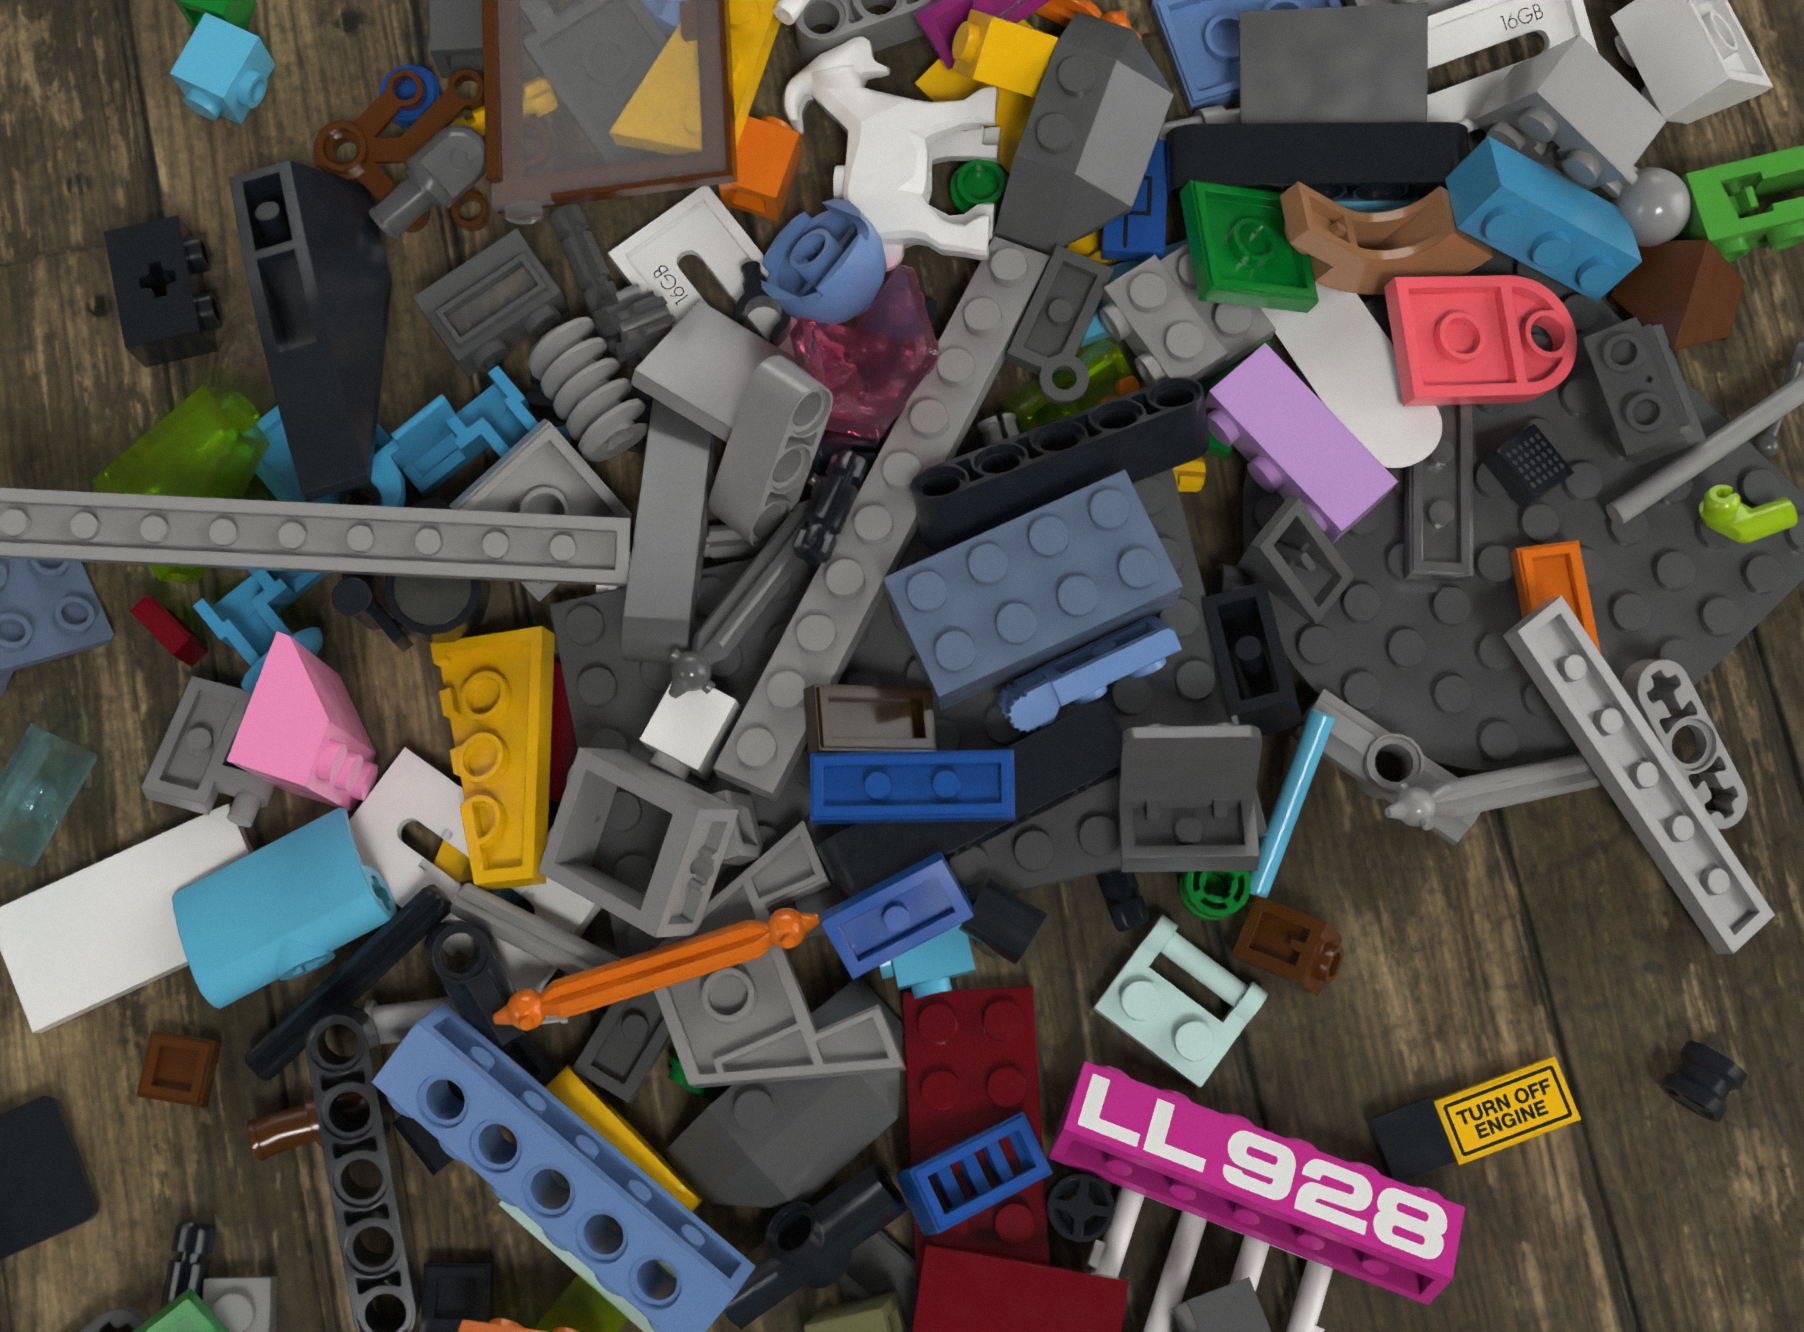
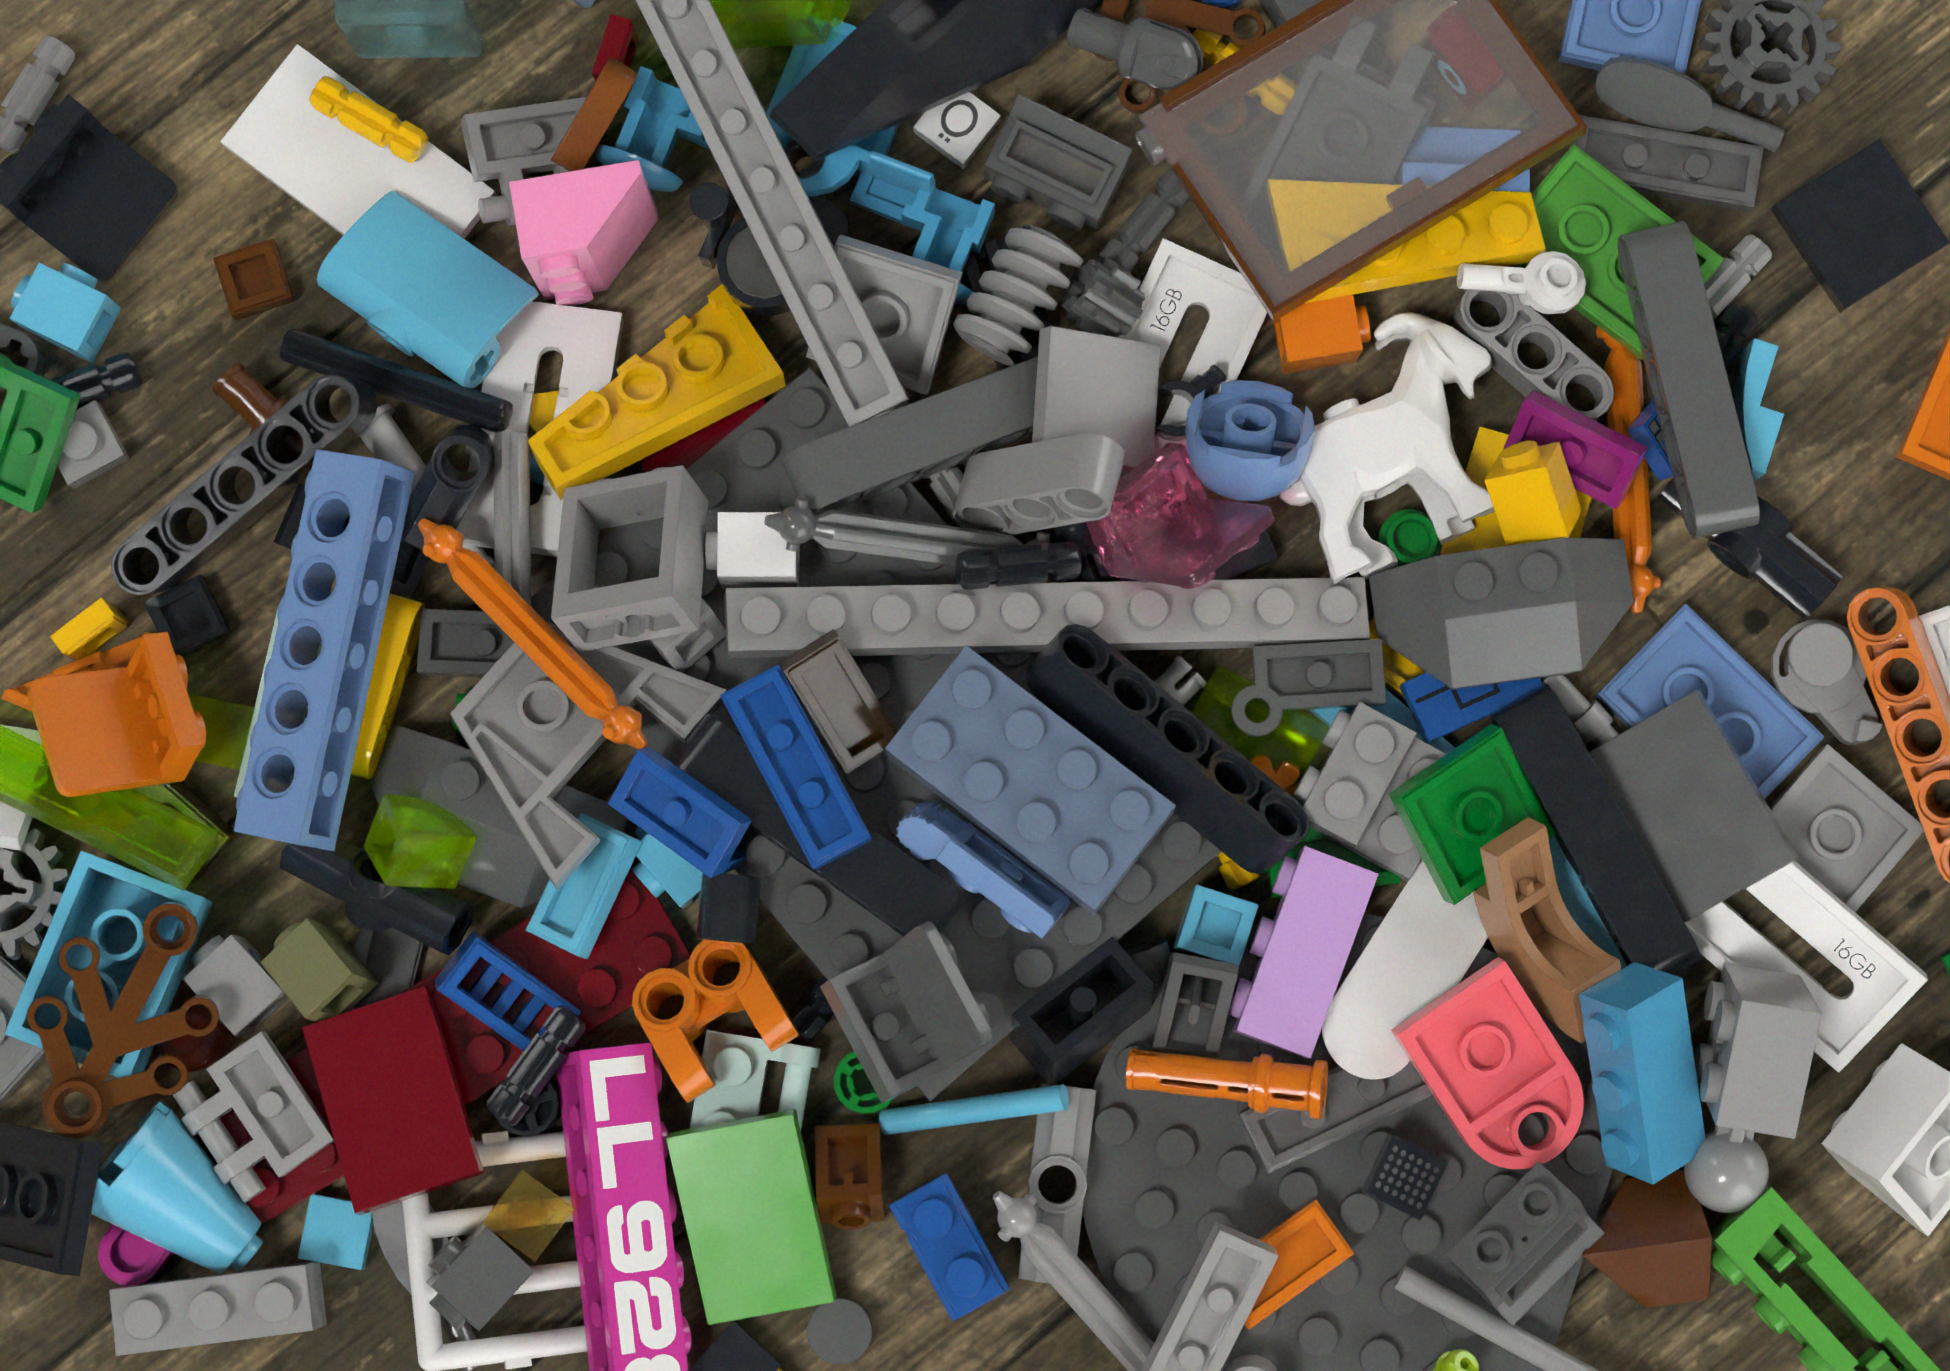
camera: 65 degrees right, 5 degrees up
(93, 881) = (368, 119): none -> yellow axle
(101, 1263) = (64, 309): none -> medium azure brick
(211, 668) = (594, 115): none -> dark orange beam
(410, 374) = (958, 127): none -> white tile
(791, 1181) = (418, 843): none -> clear neon green brick
(934, 1067) = (581, 905): none -> medium azure tile
(1054, 1178) = (536, 1065): none -> black axle
(1073, 995) = (704, 1003): none -> orange piece
(1187, 1258) = (527, 1215): none -> clear yellow plate
(1230, 513) = (1215, 925): none -> medium azure panel
(1286, 1053) = (751, 1217): none -> bright green tile
(1394, 539) = (1256, 1082): none -> orange pin
(1399, 888) = (949, 1246): none -> blue brick
(1423, 1028) = (839, 1331): none -> dark grey tile

